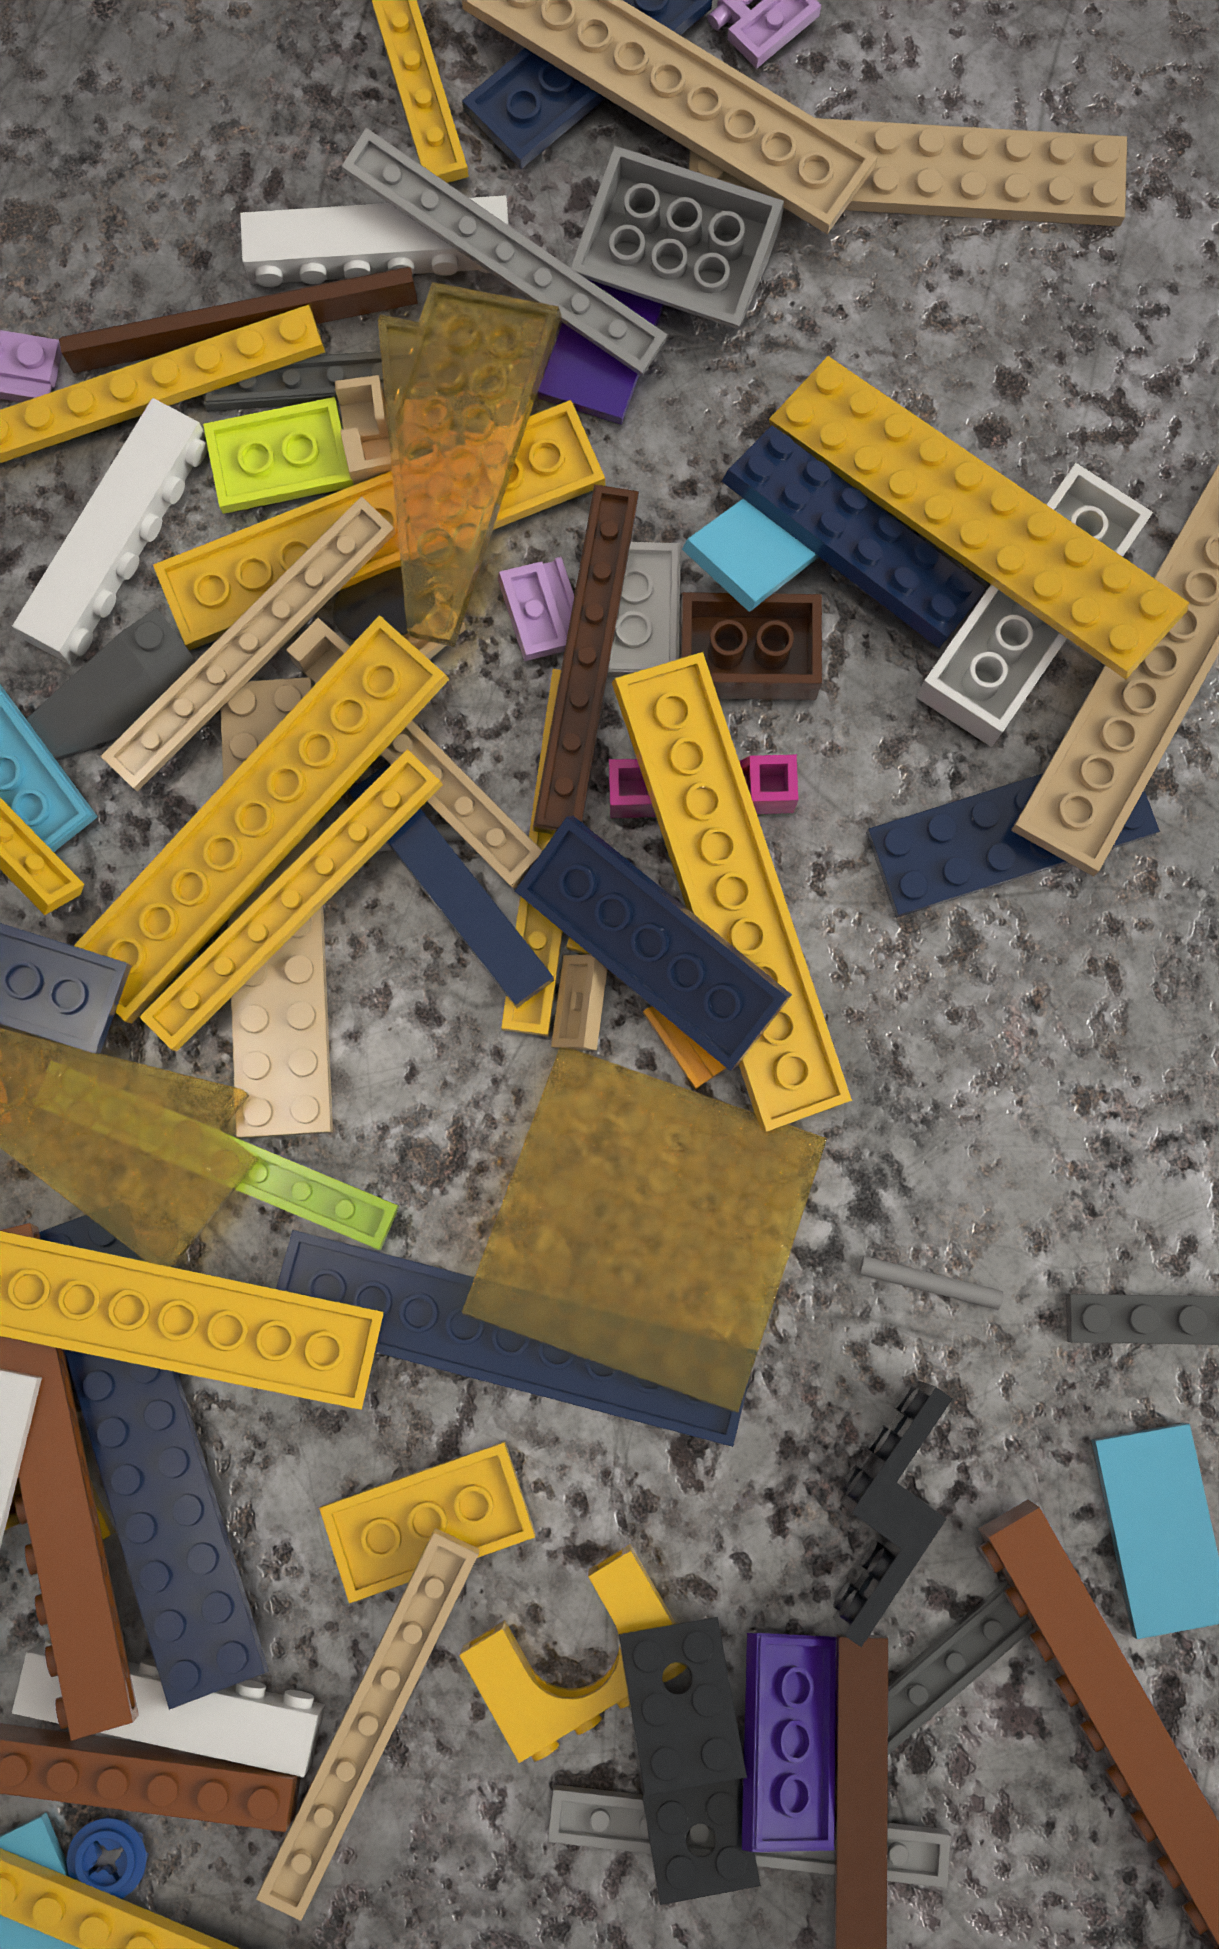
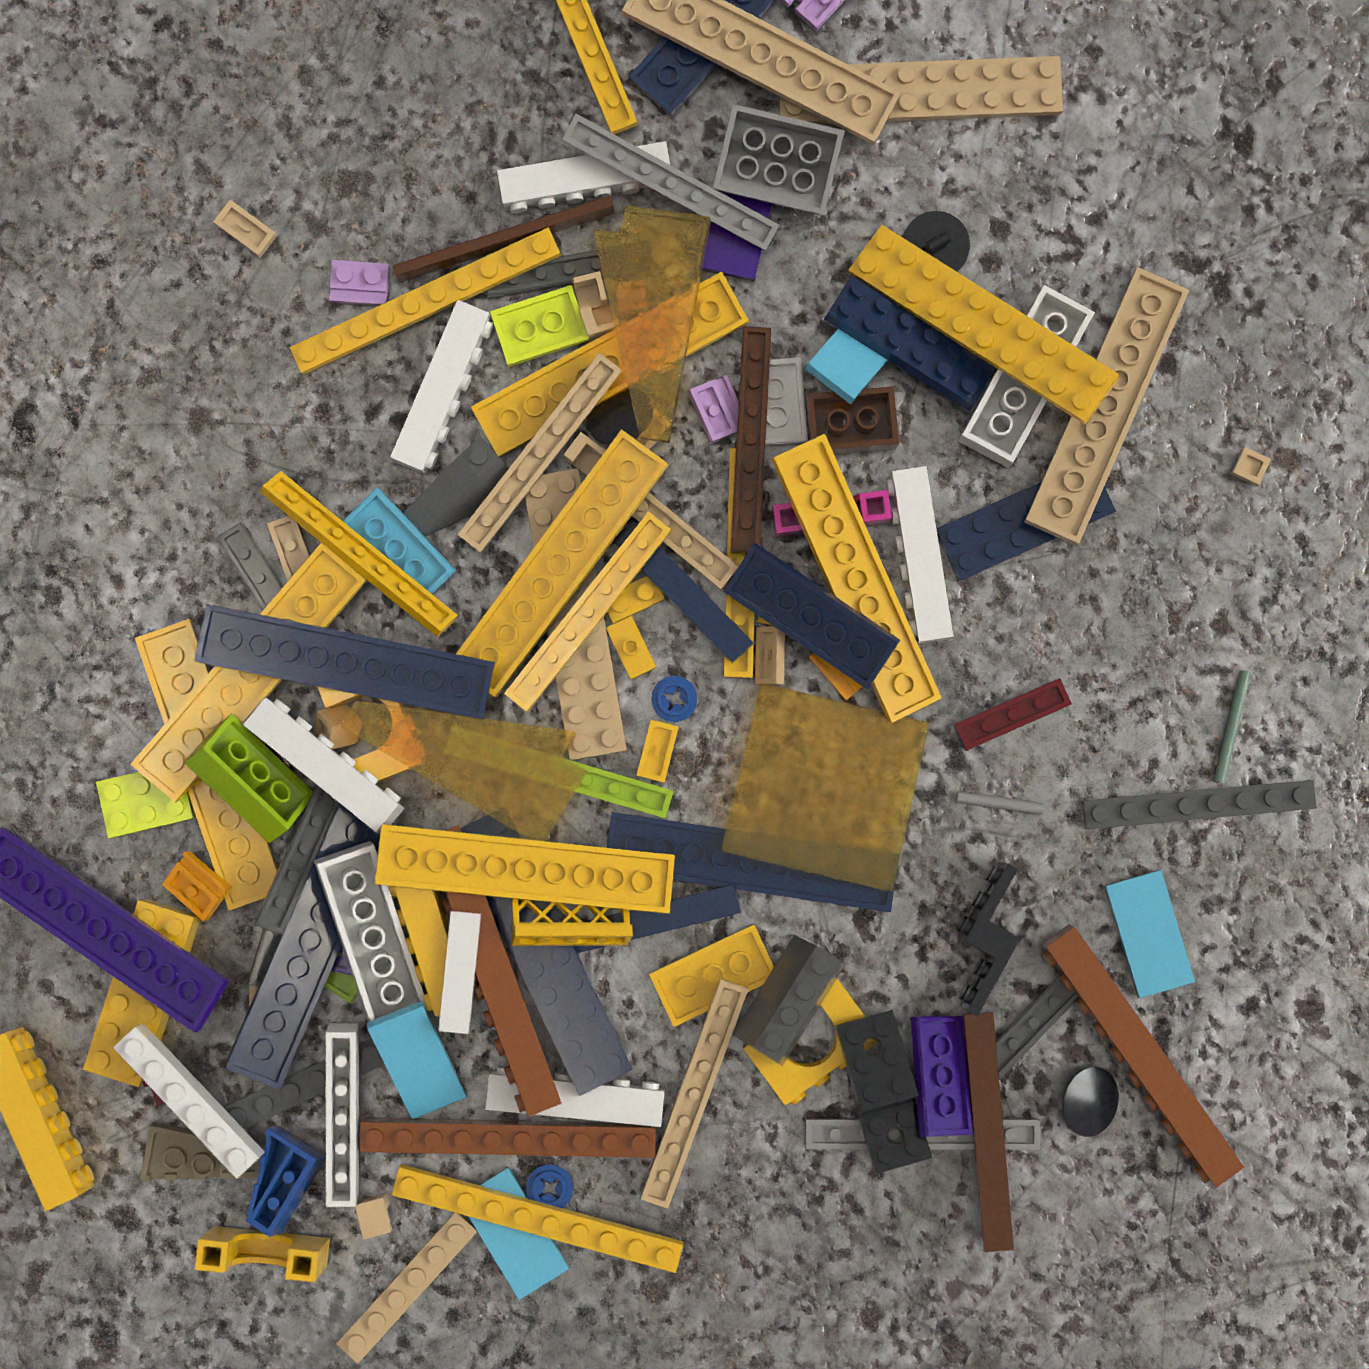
camera: 10 degrees left, 5 degrees up
(185, 1424) = (568, 933): none -> yellow fence
(304, 1421) = (683, 913): none -> dark blue tile
(359, 967) = (631, 647): none -> yellow plate
(374, 891) = (635, 599): none -> yellow plate
(380, 1138) = (657, 751): none -> yellow plate
(413, 1035) = (669, 686): none -> blue gear
(542, 1583) = (788, 999): none -> dark grey slope
(839, 867) = (920, 554): none -> white brick
(920, 383) = (940, 237): none -> black shield
(965, 1139) = (1012, 714): none -> dark red plate
(1040, 1812) = (1090, 1101): none -> black shield

